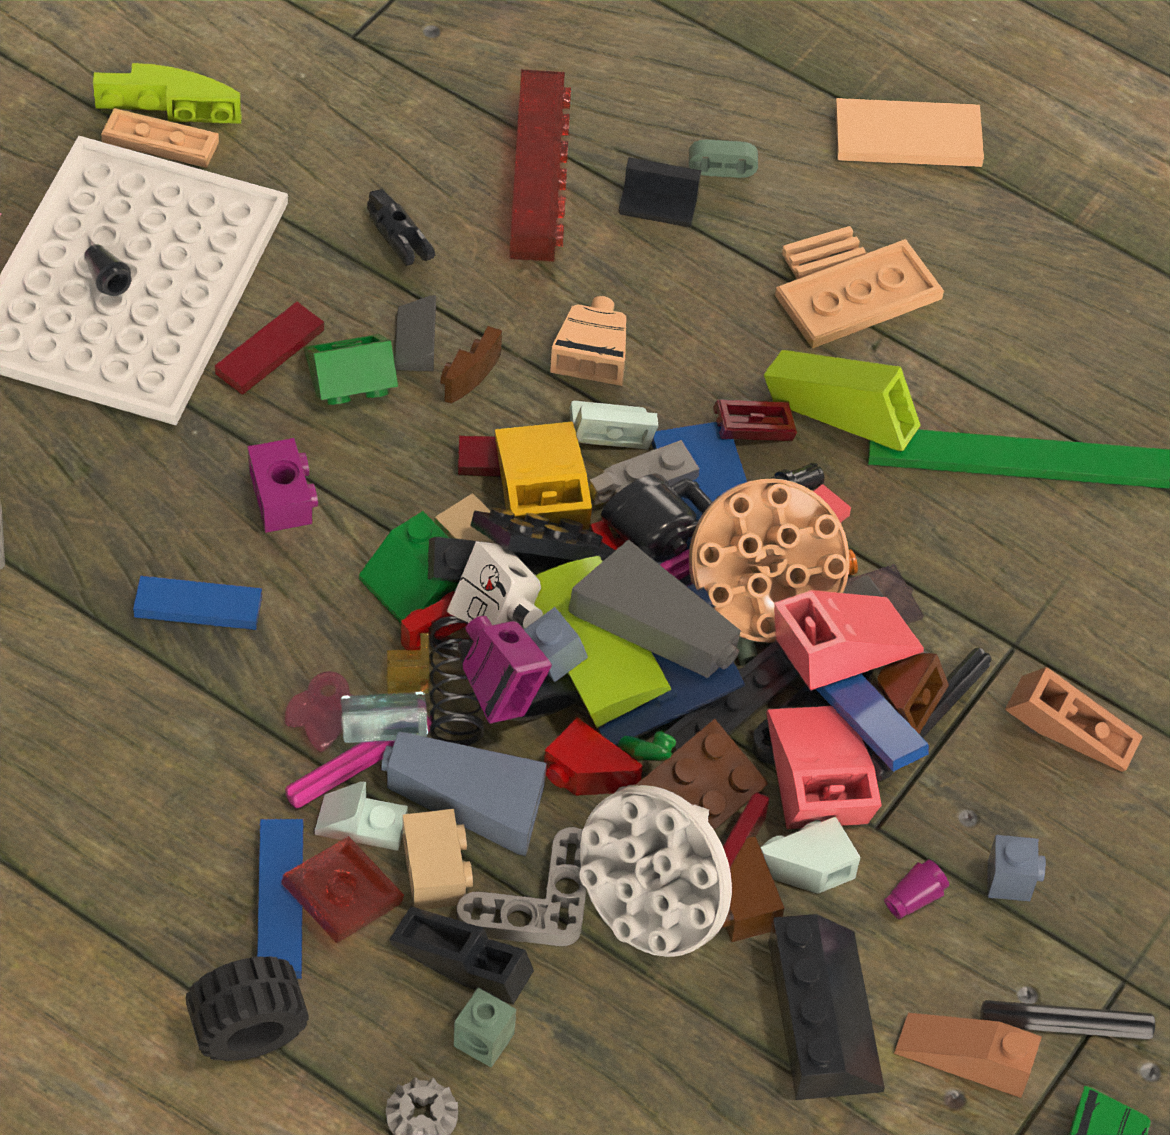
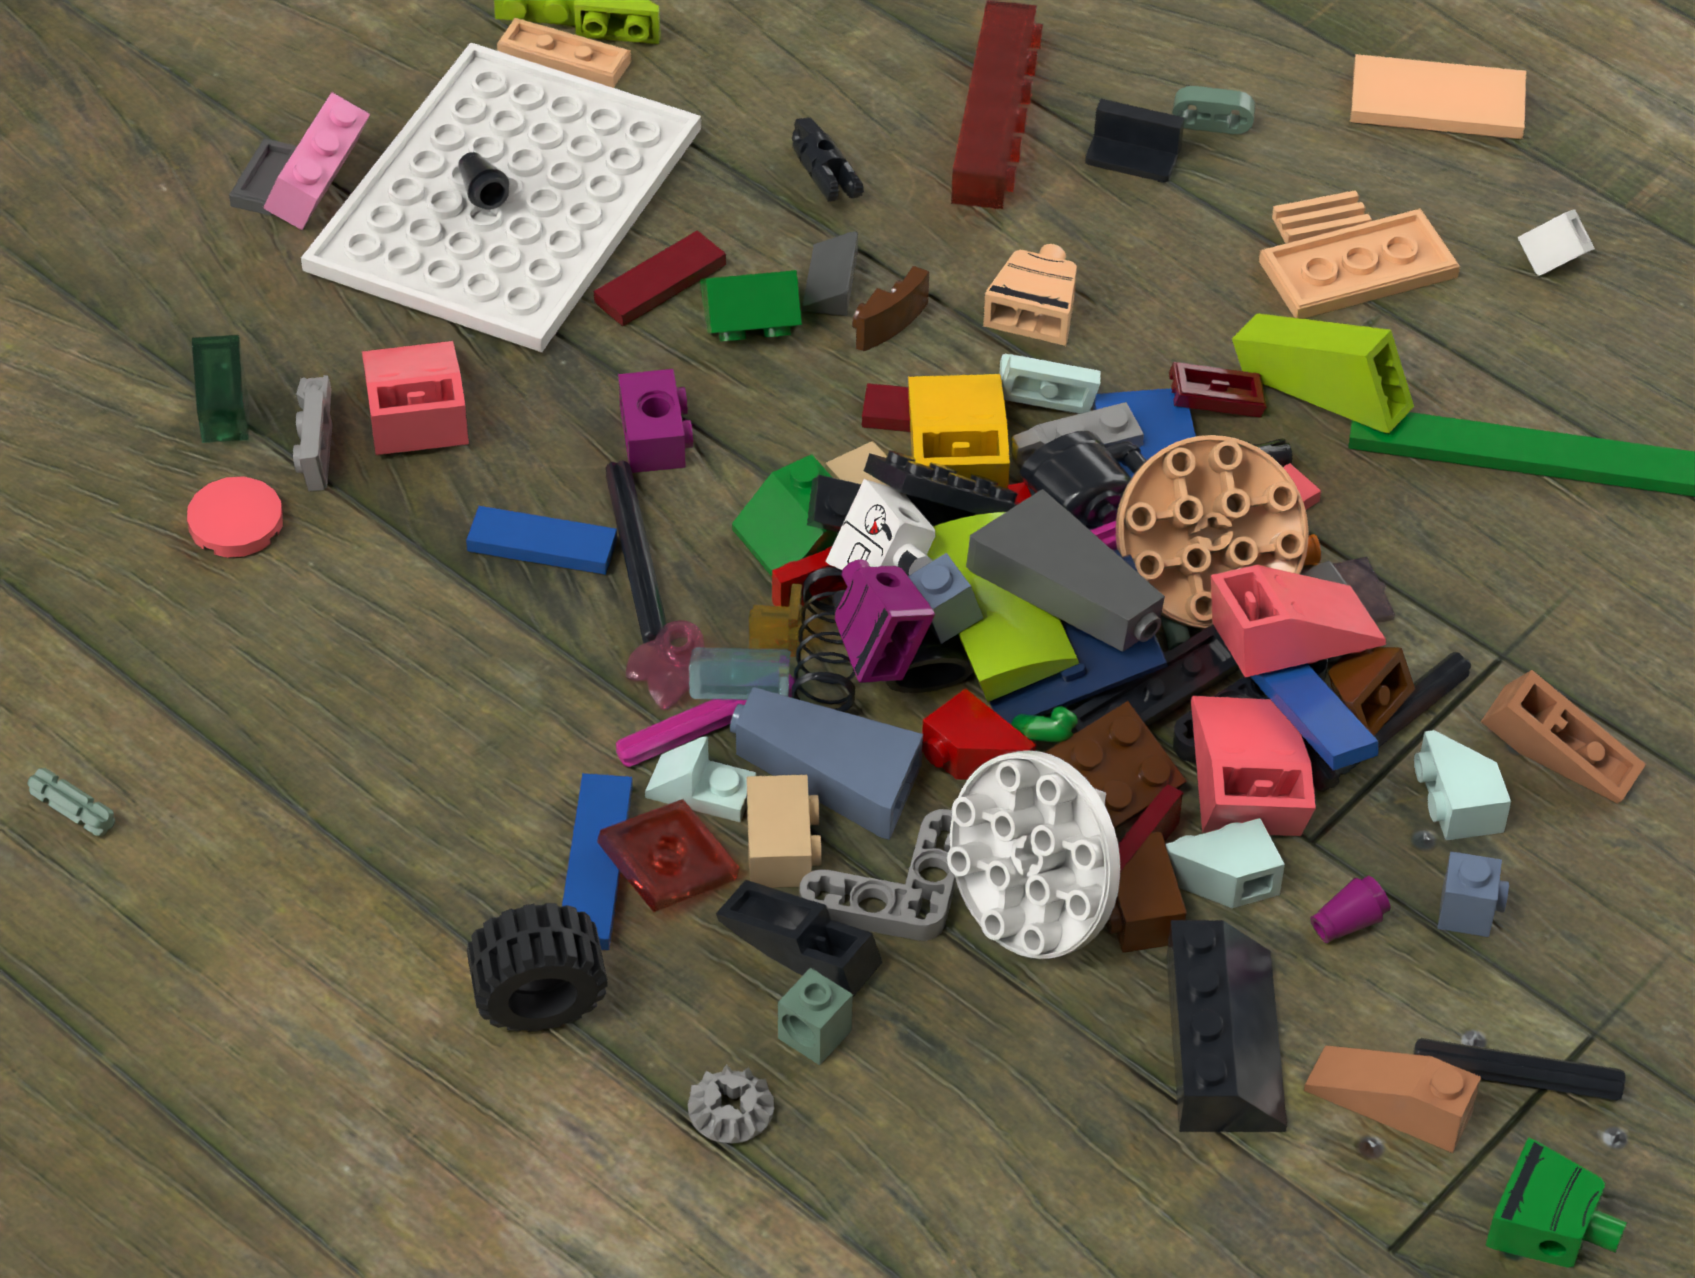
camera: 10 degrees right, 5 degrees down
(72, 477) = (415, 398): none -> coral slope
(280, 607) = (635, 549): none -> black axle
(997, 771) = (1462, 787): none -> light aqua slope
(1021, 264) = (1556, 242): none -> white panel

